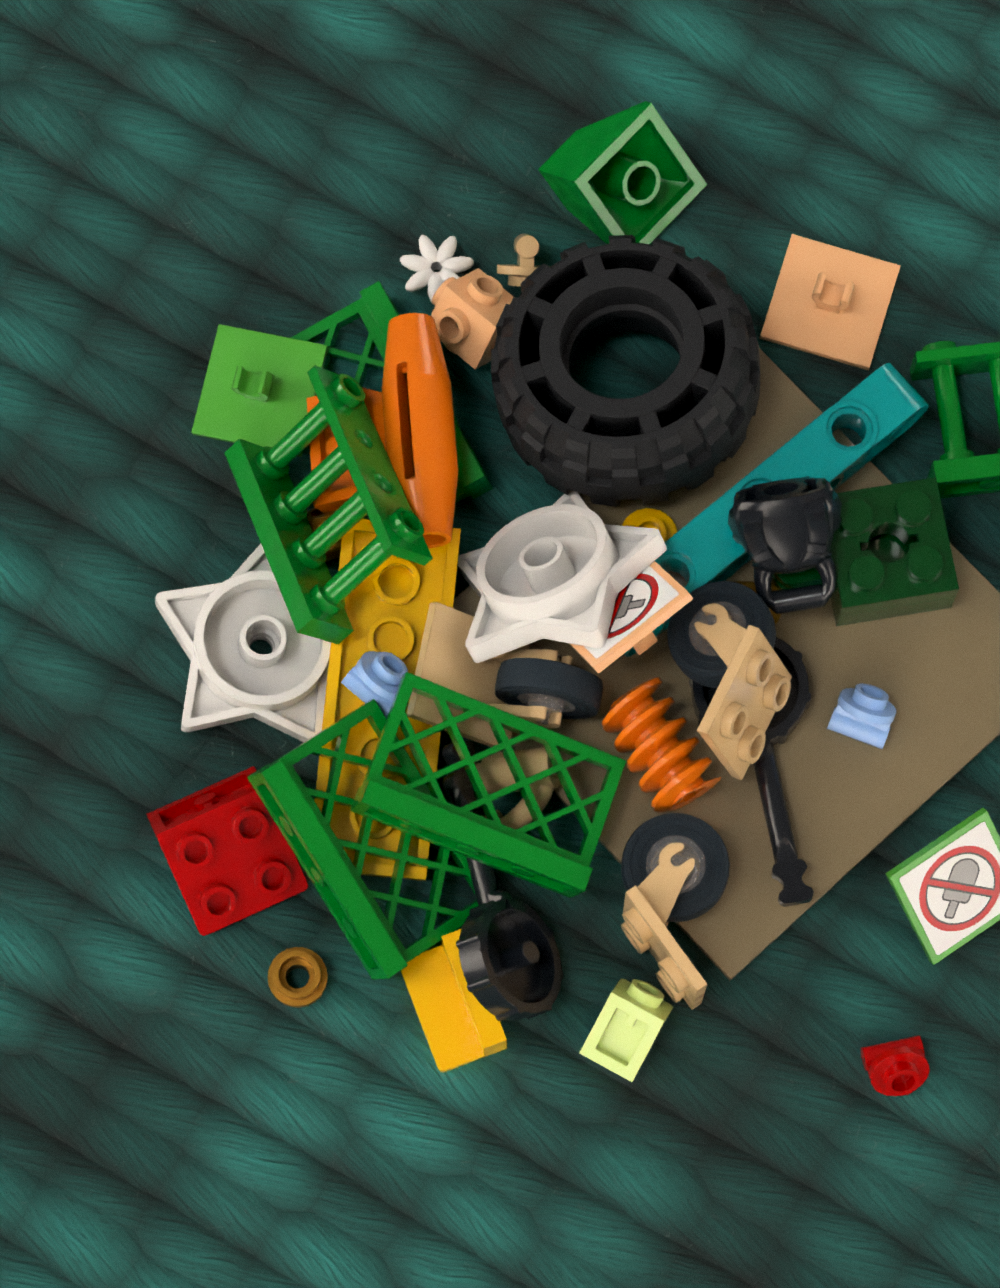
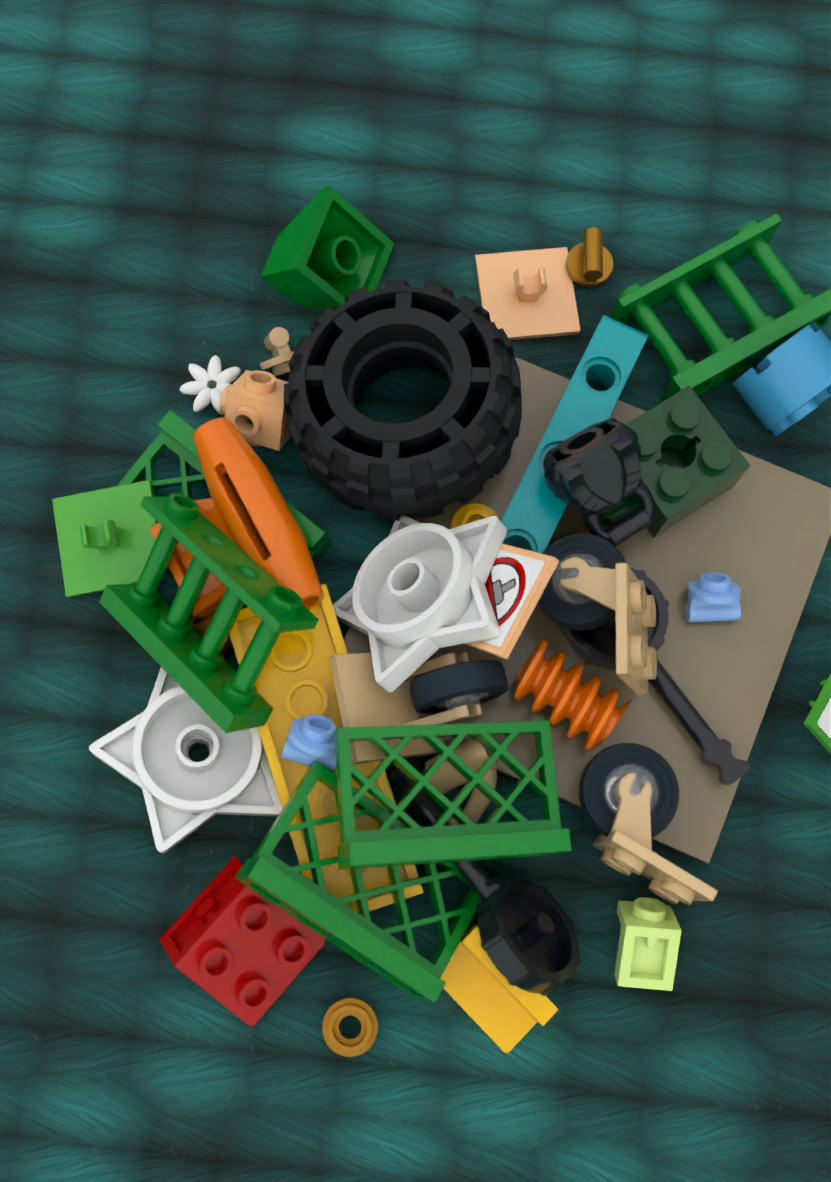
camera: 30 degrees left, 0 degrees up
(915, 293) = (589, 261): none -> pearl gold plate

